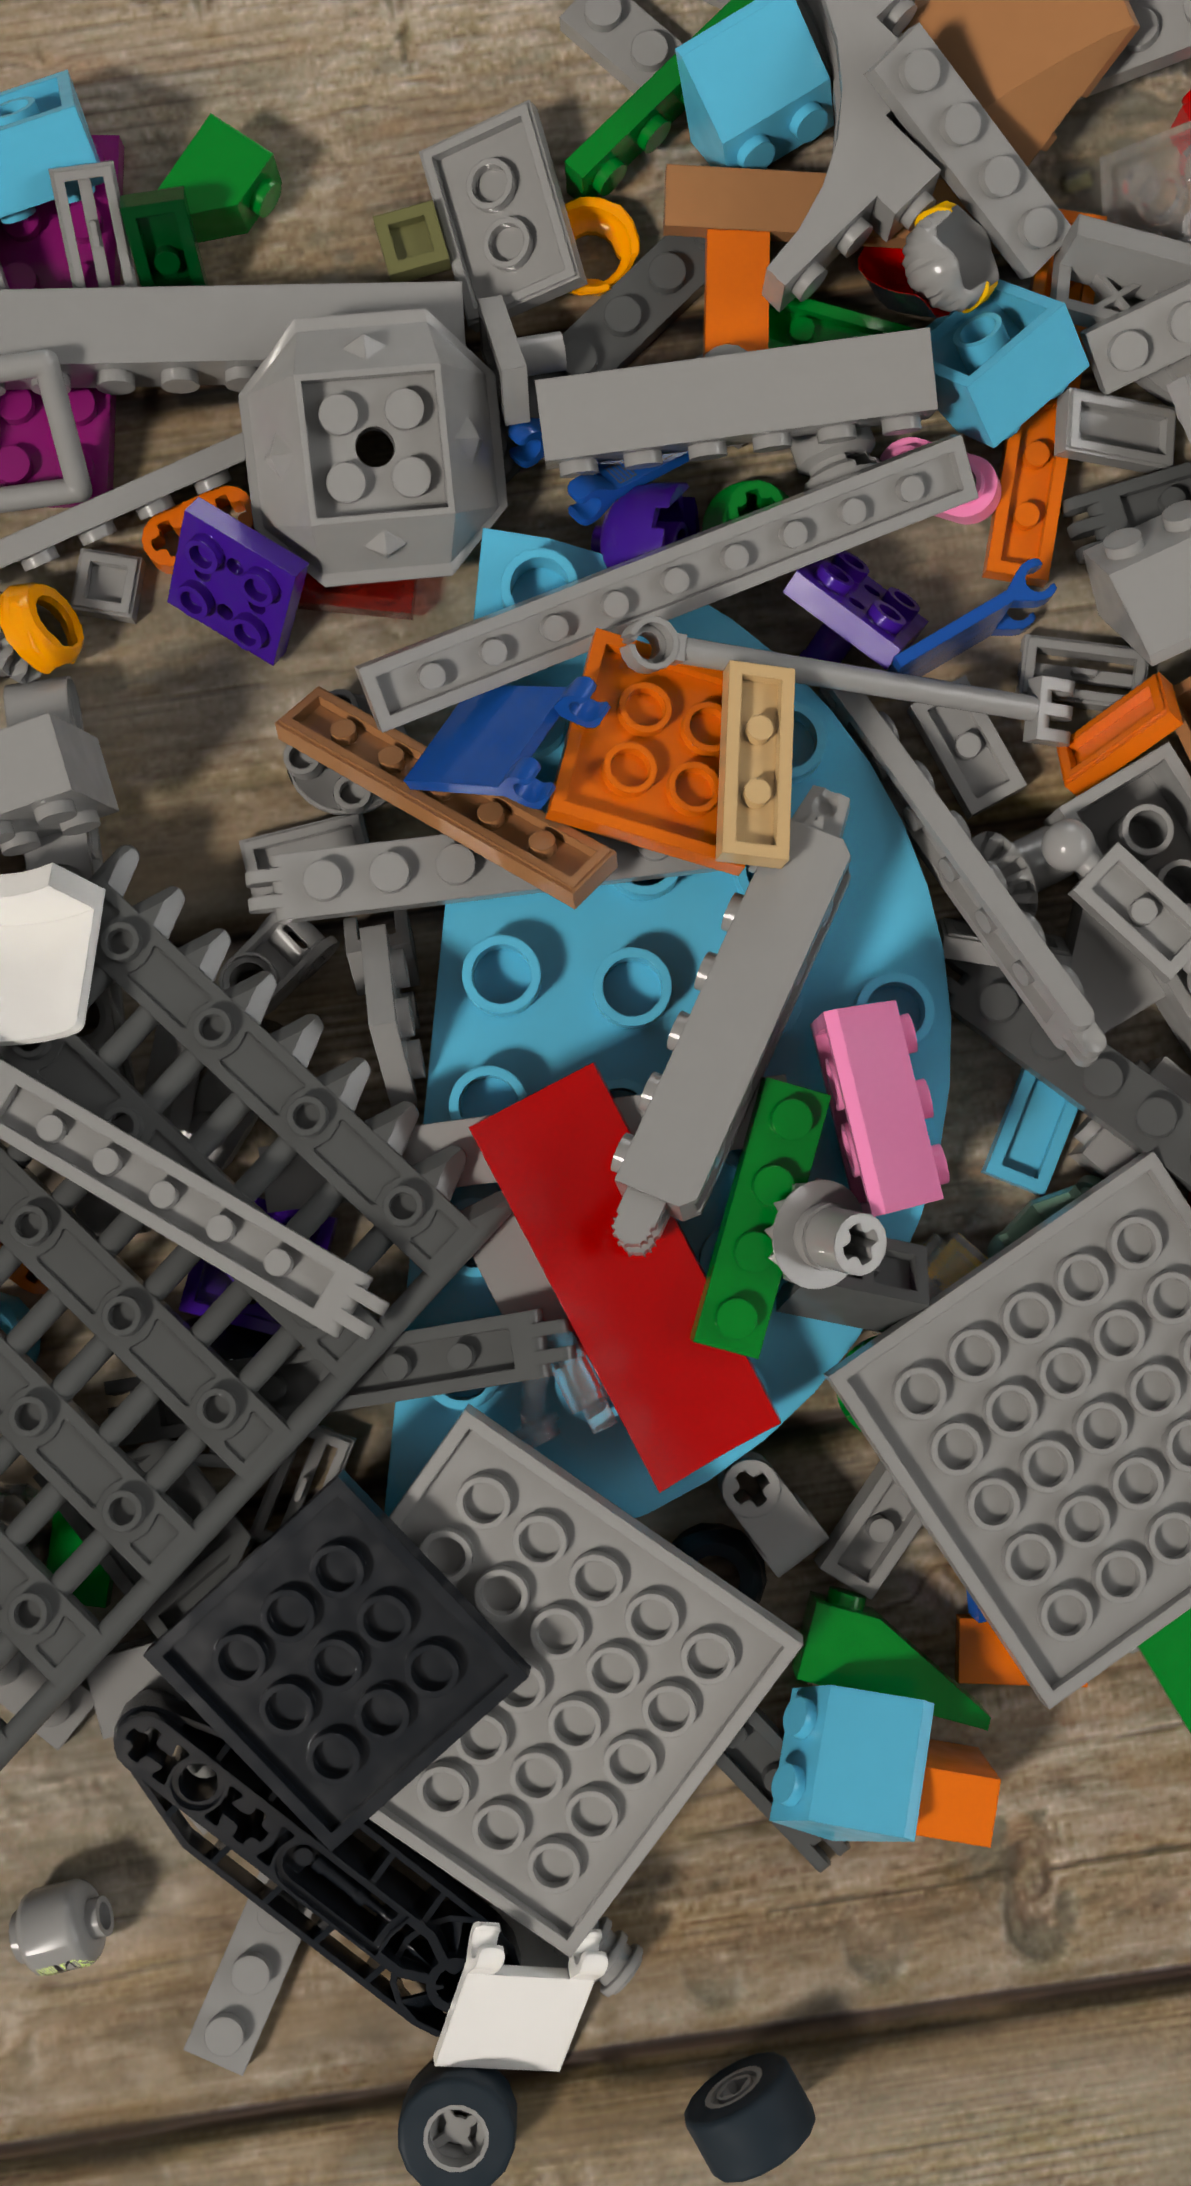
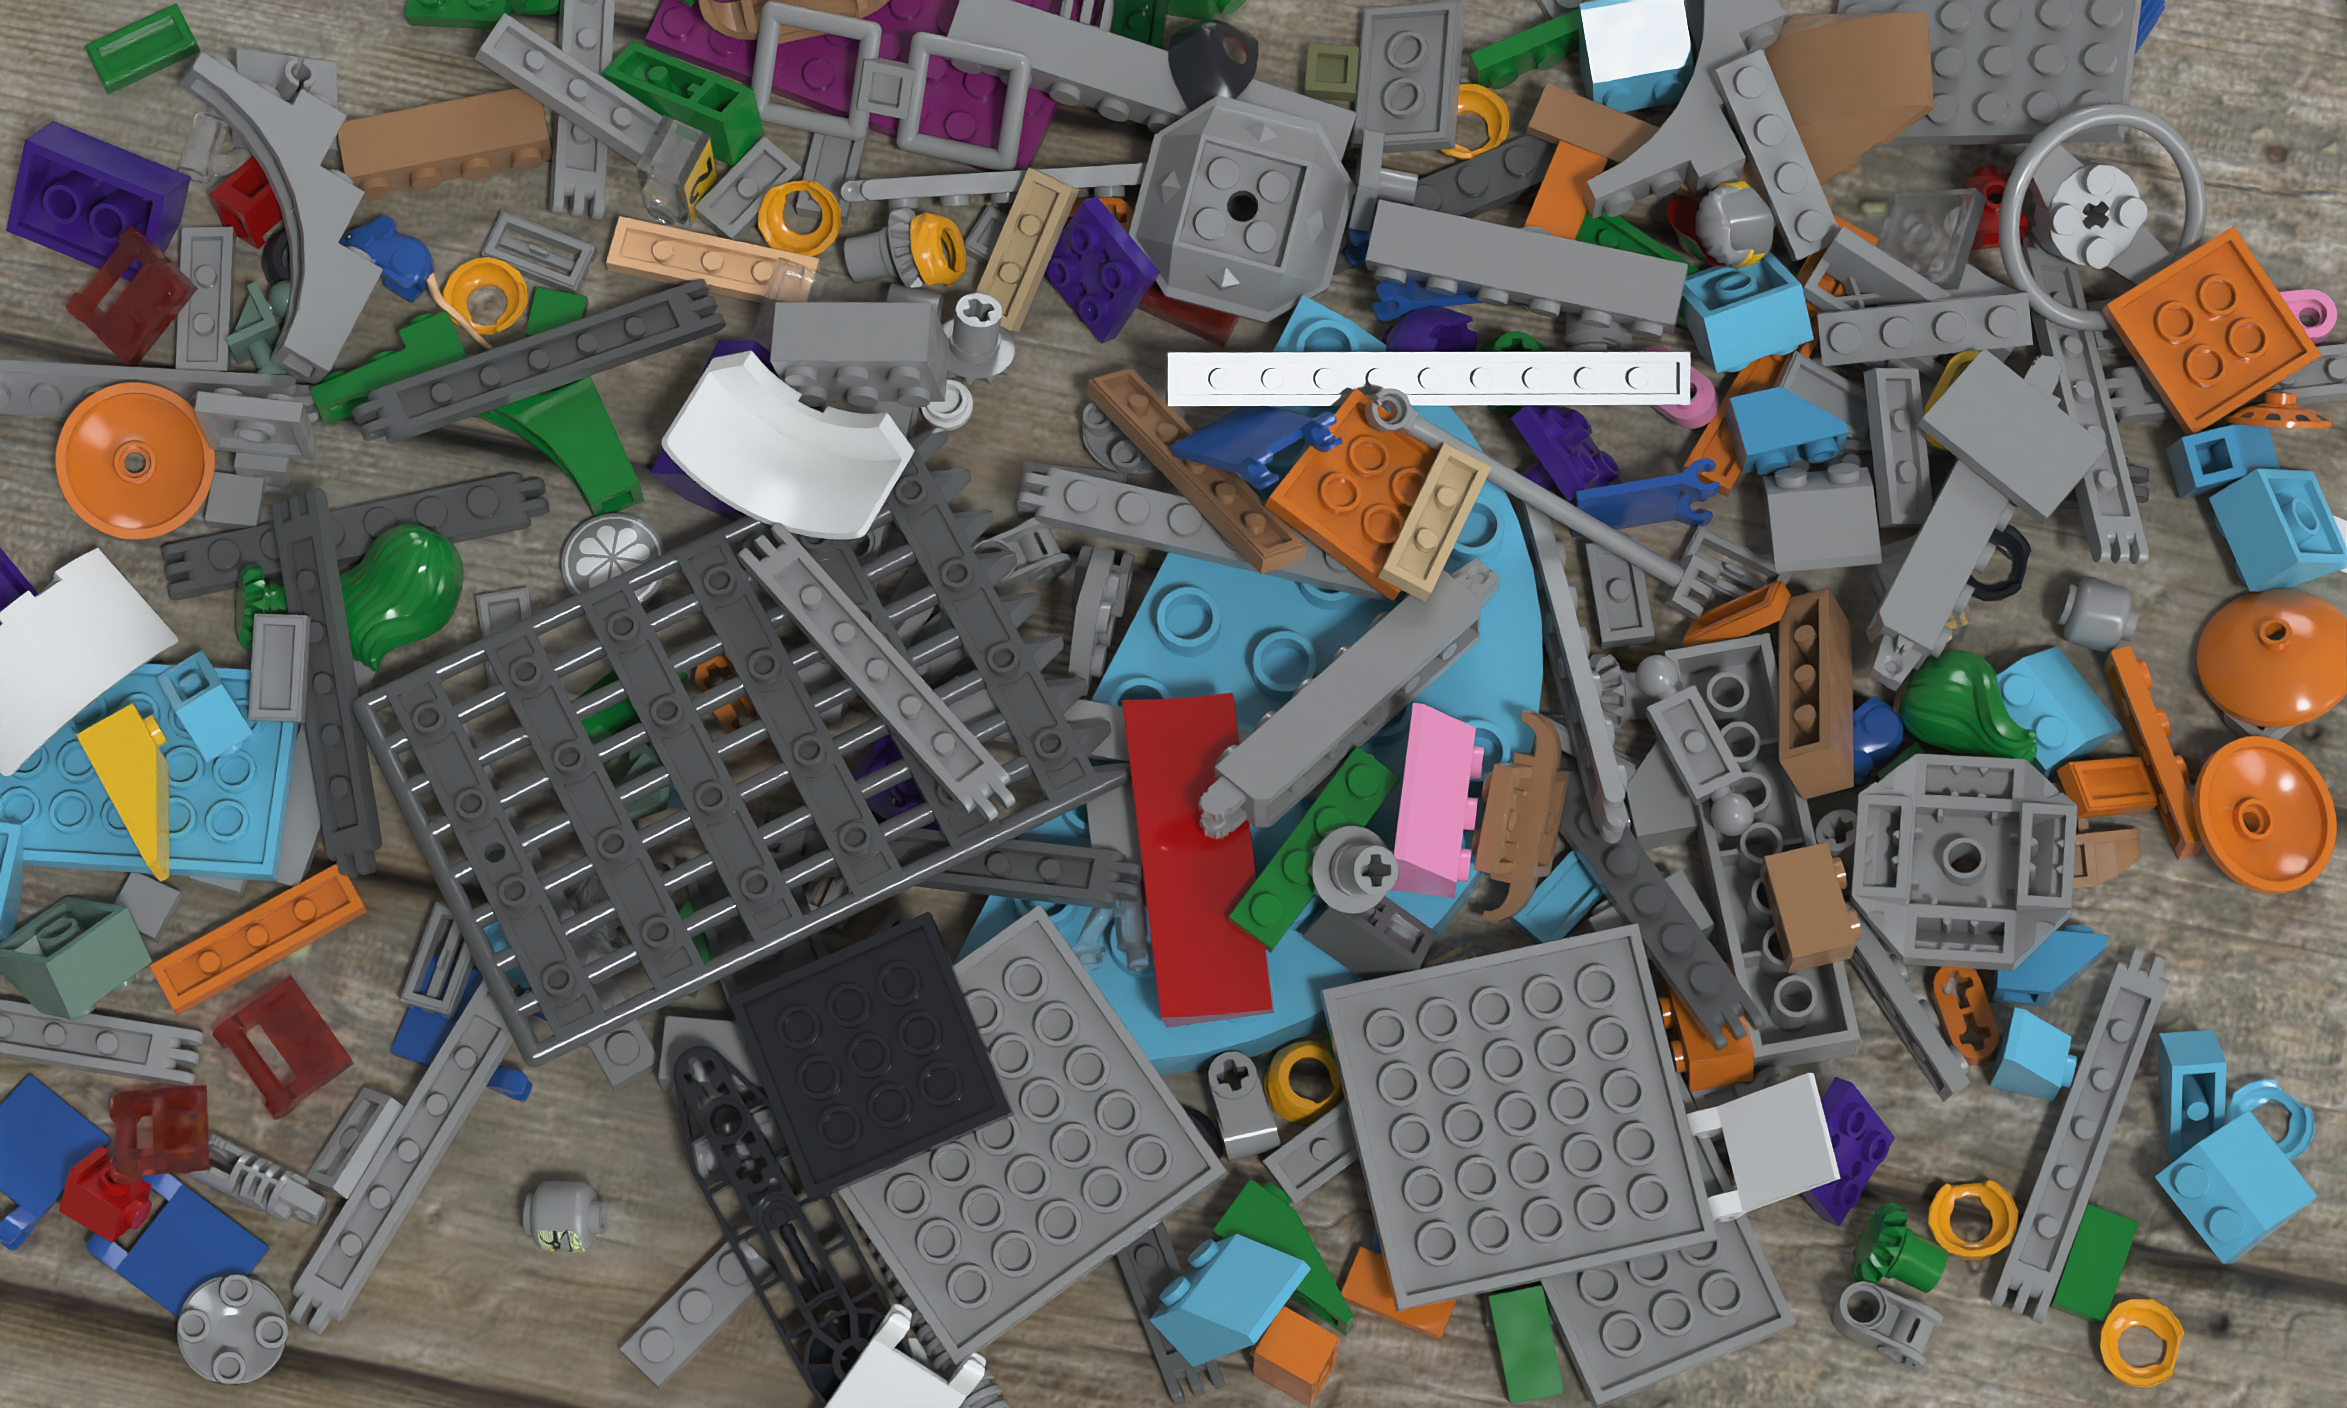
camera: 20 degrees right, 15 degrees down
(129, 719) = (977, 340): none -> light grey gear
(136, 805) = (952, 412): none -> white plate
(140, 588) = (1027, 244): none -> tan plate
(263, 288) = (1203, 65): none -> black piece
(794, 1450) = (1279, 1092): none -> light orange piece
(971, 1070) = (1522, 818): none -> medium nougat plate
(1087, 485) = (1781, 428): none -> dark azure slope

